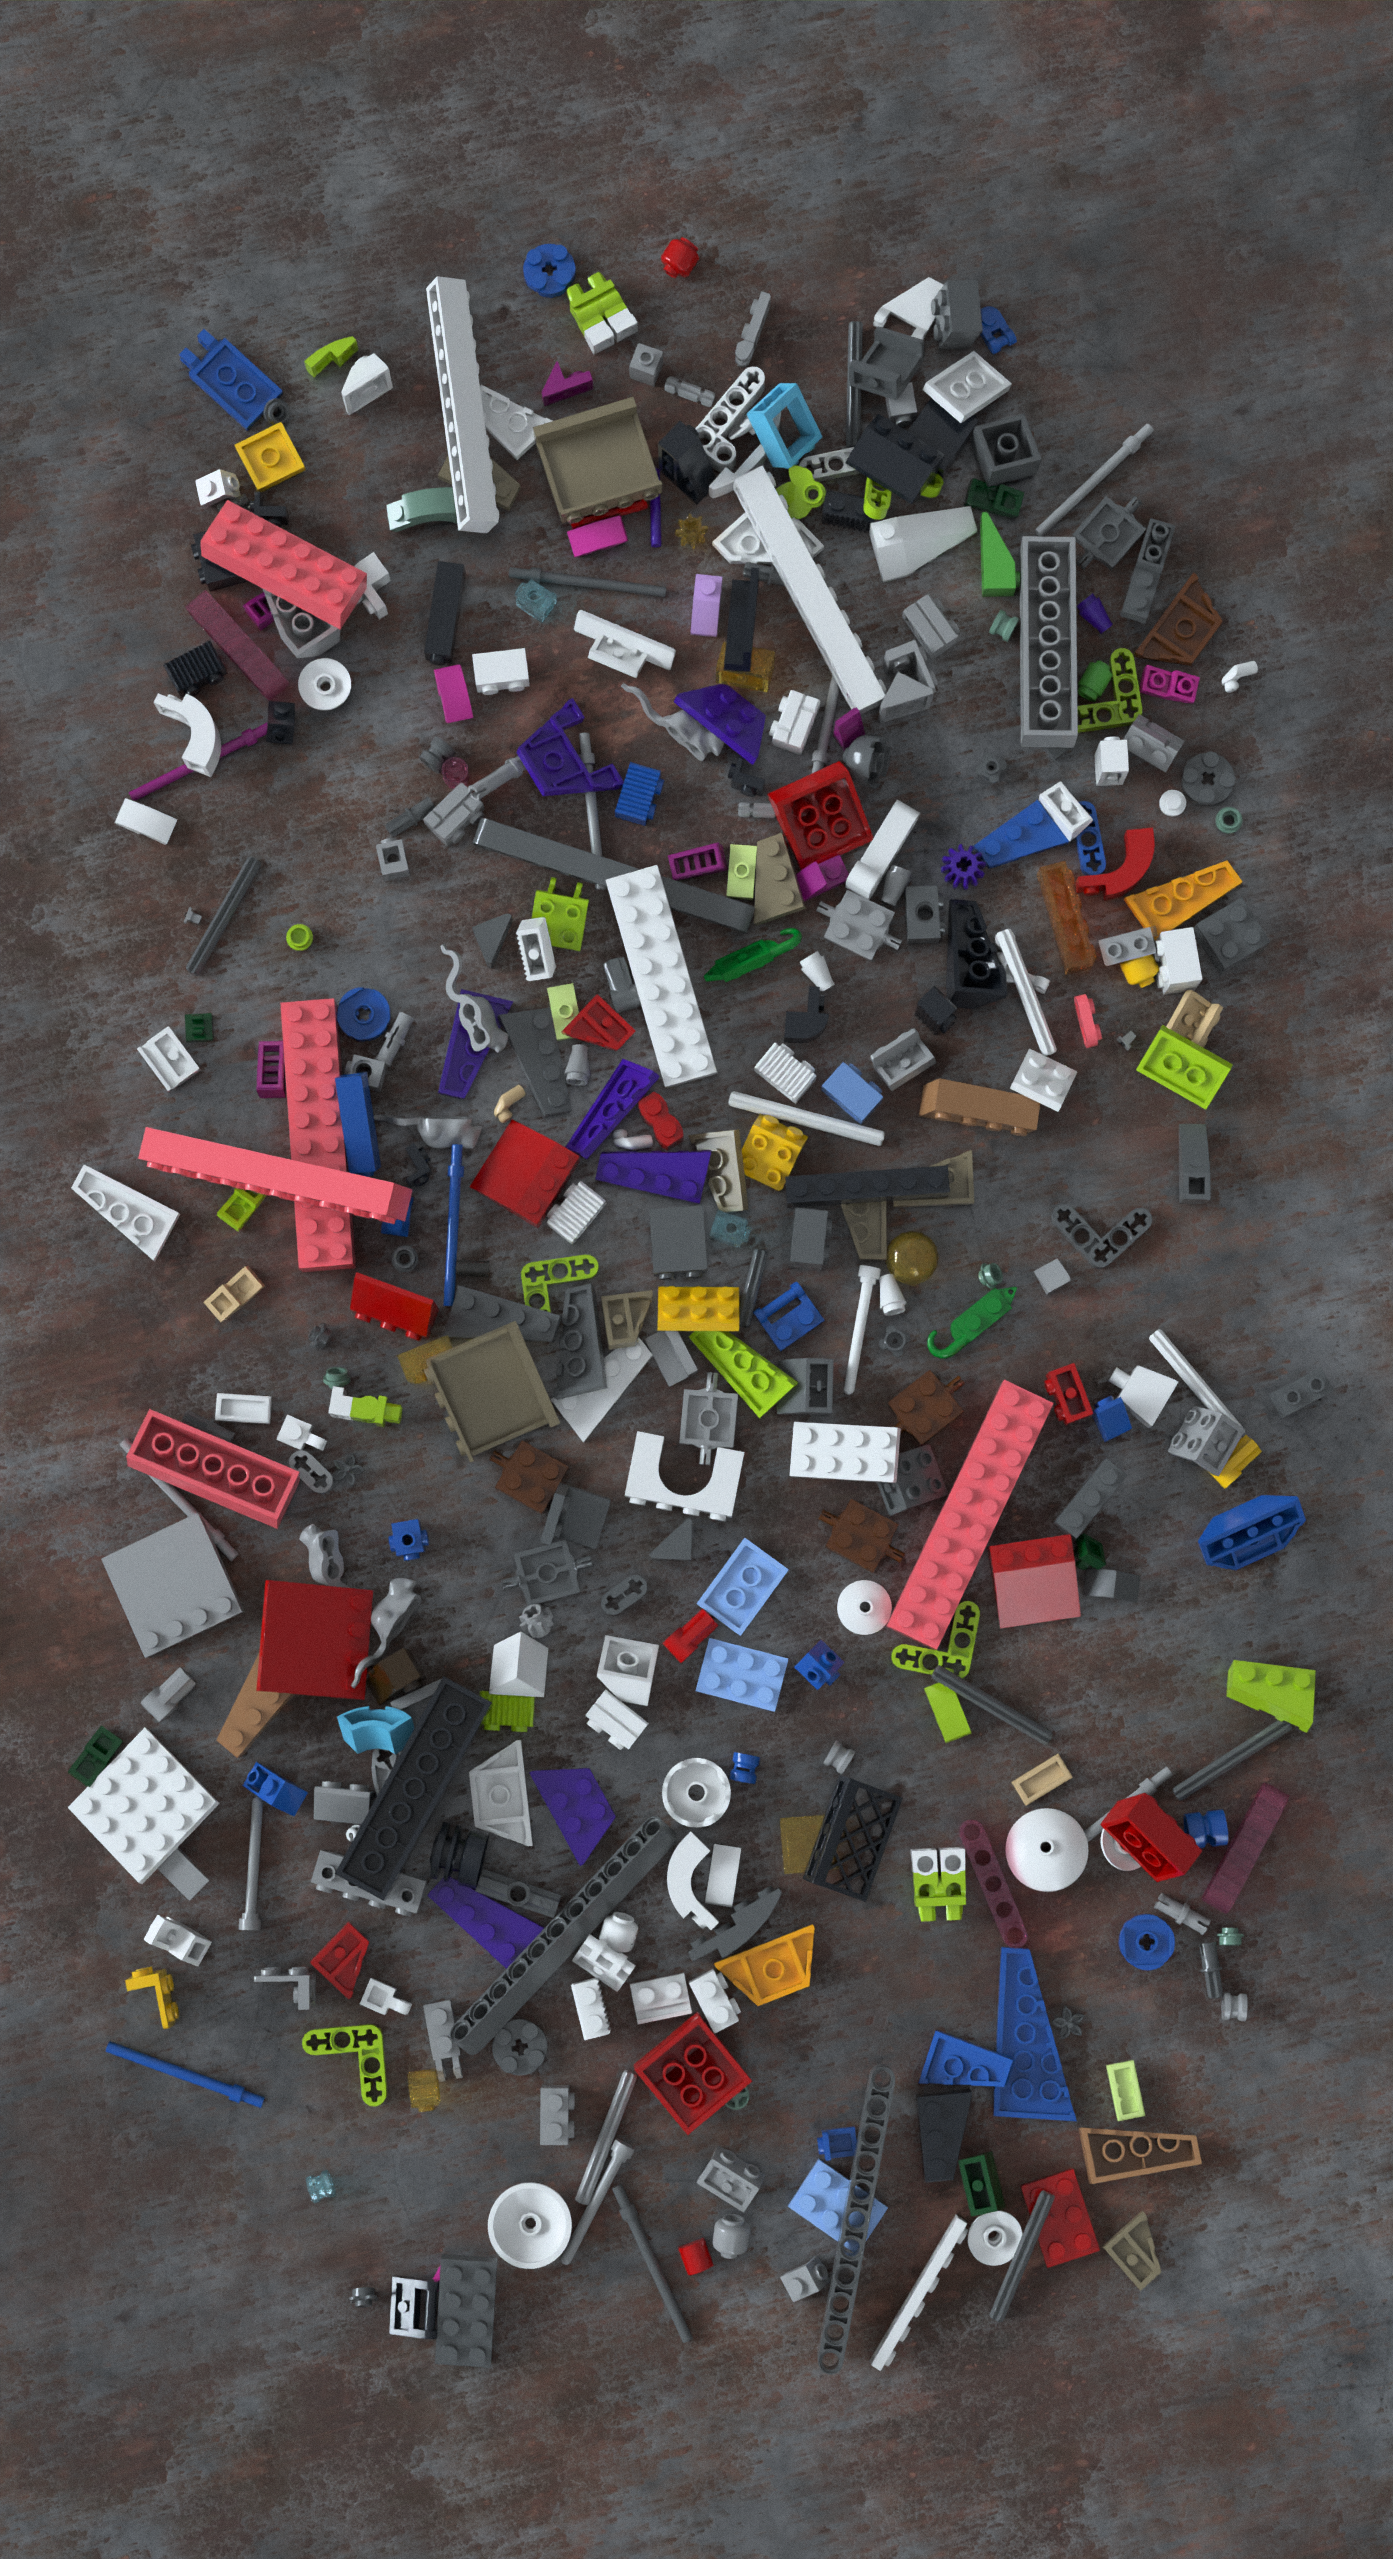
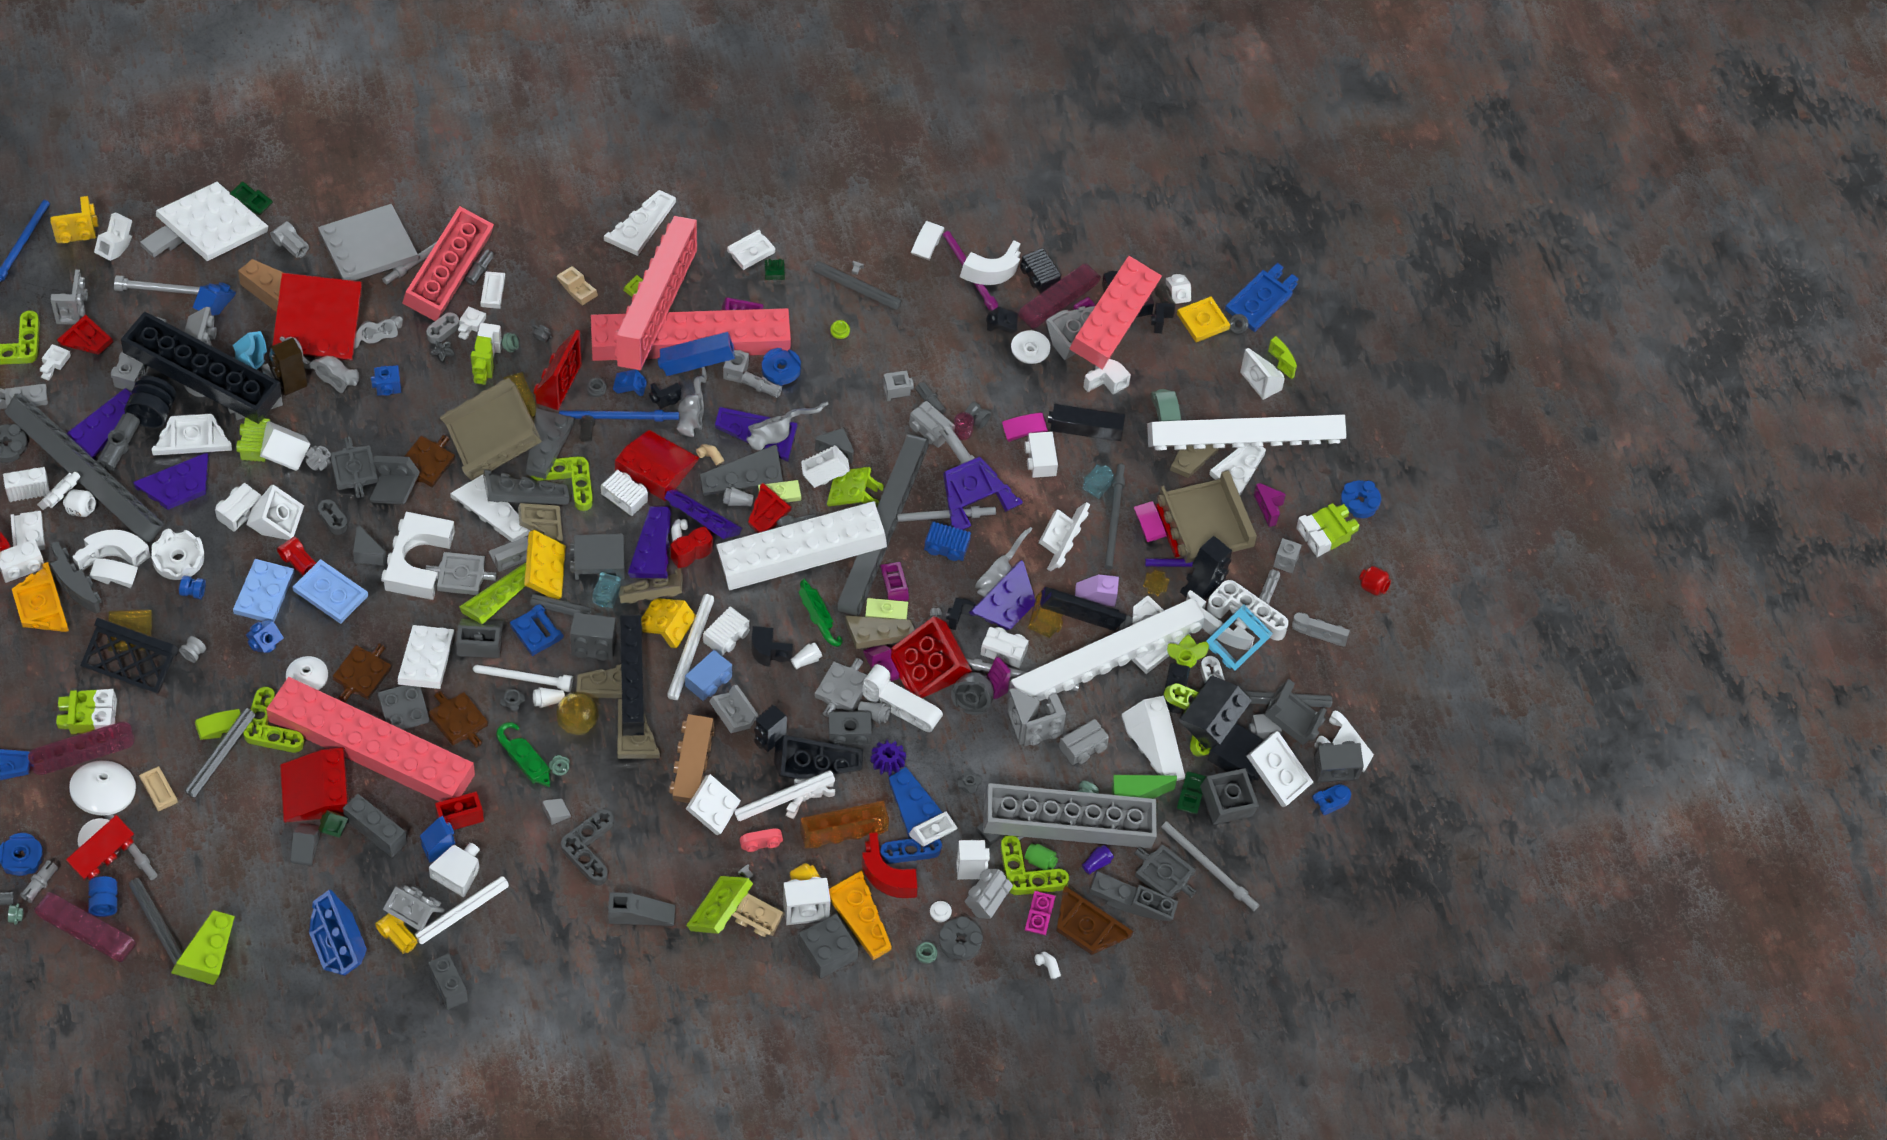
camera: 85 degrees right, 25 degrees down
(1128, 946) = (820, 865): light grey bracket -> none

